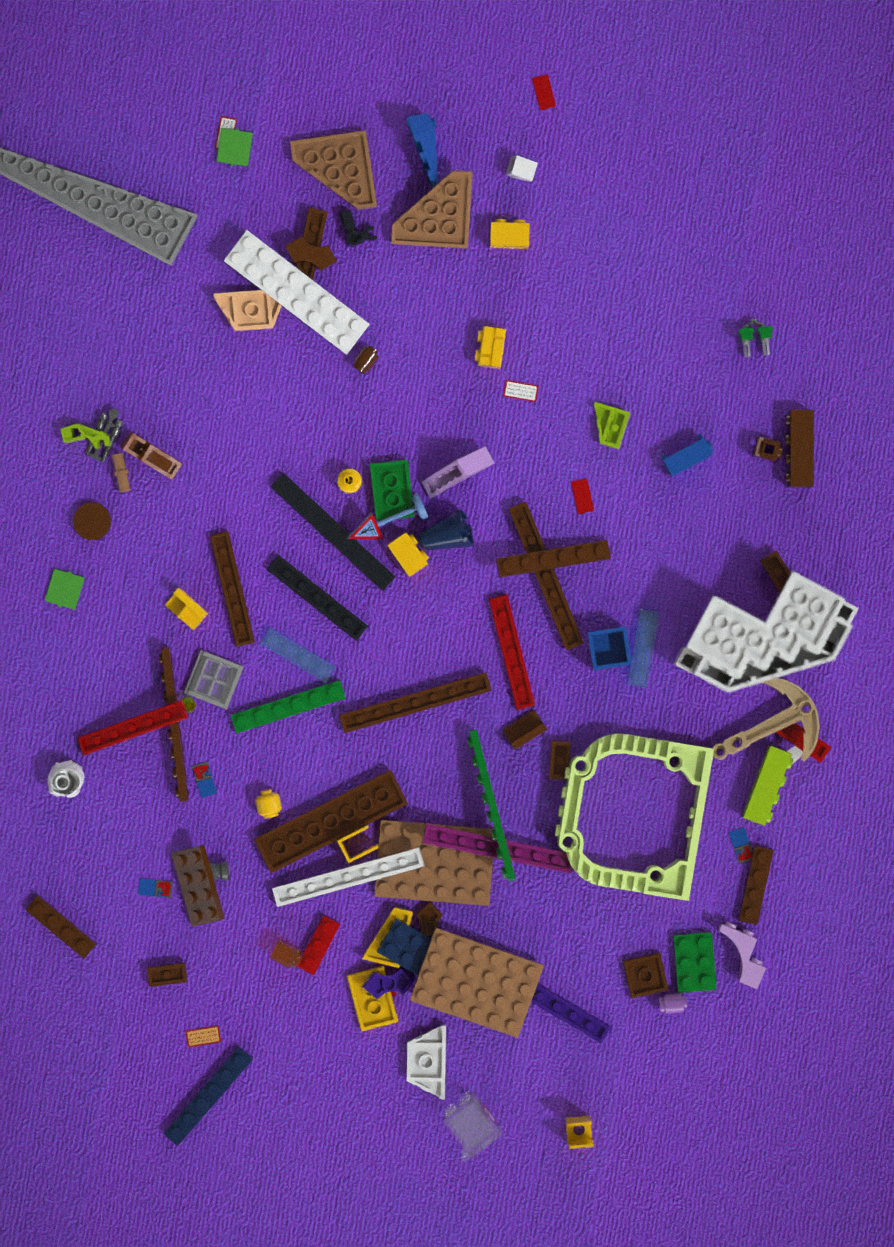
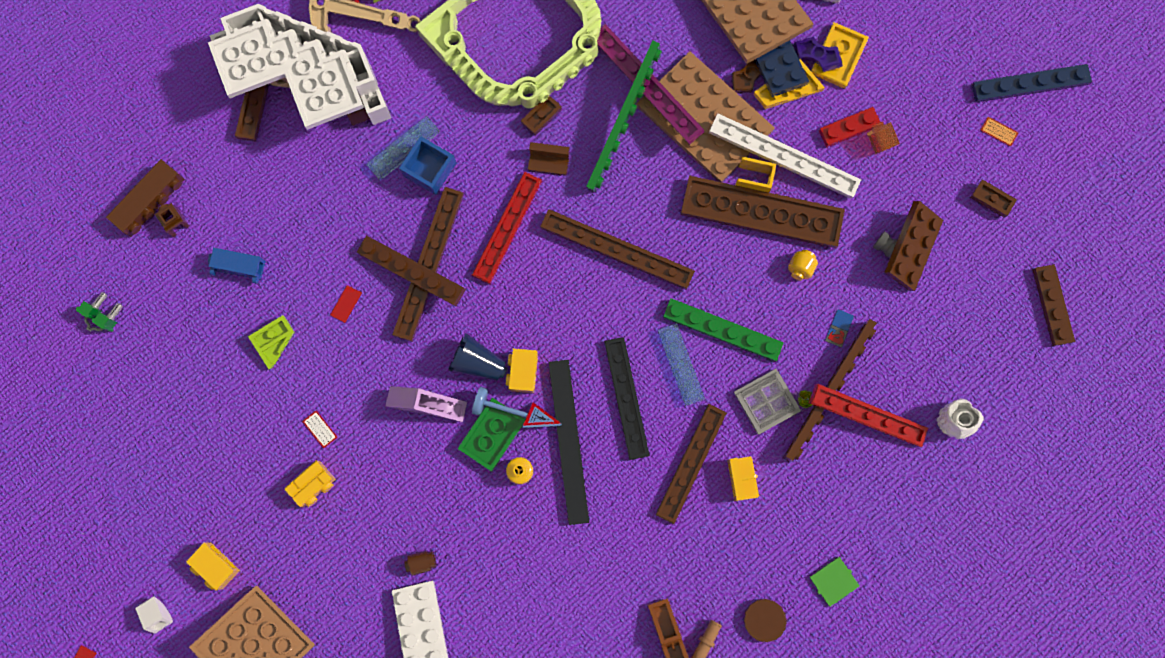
camera: 135 degrees left, 10 degrees down
(155, 888) = (949, 274): sticker -> none

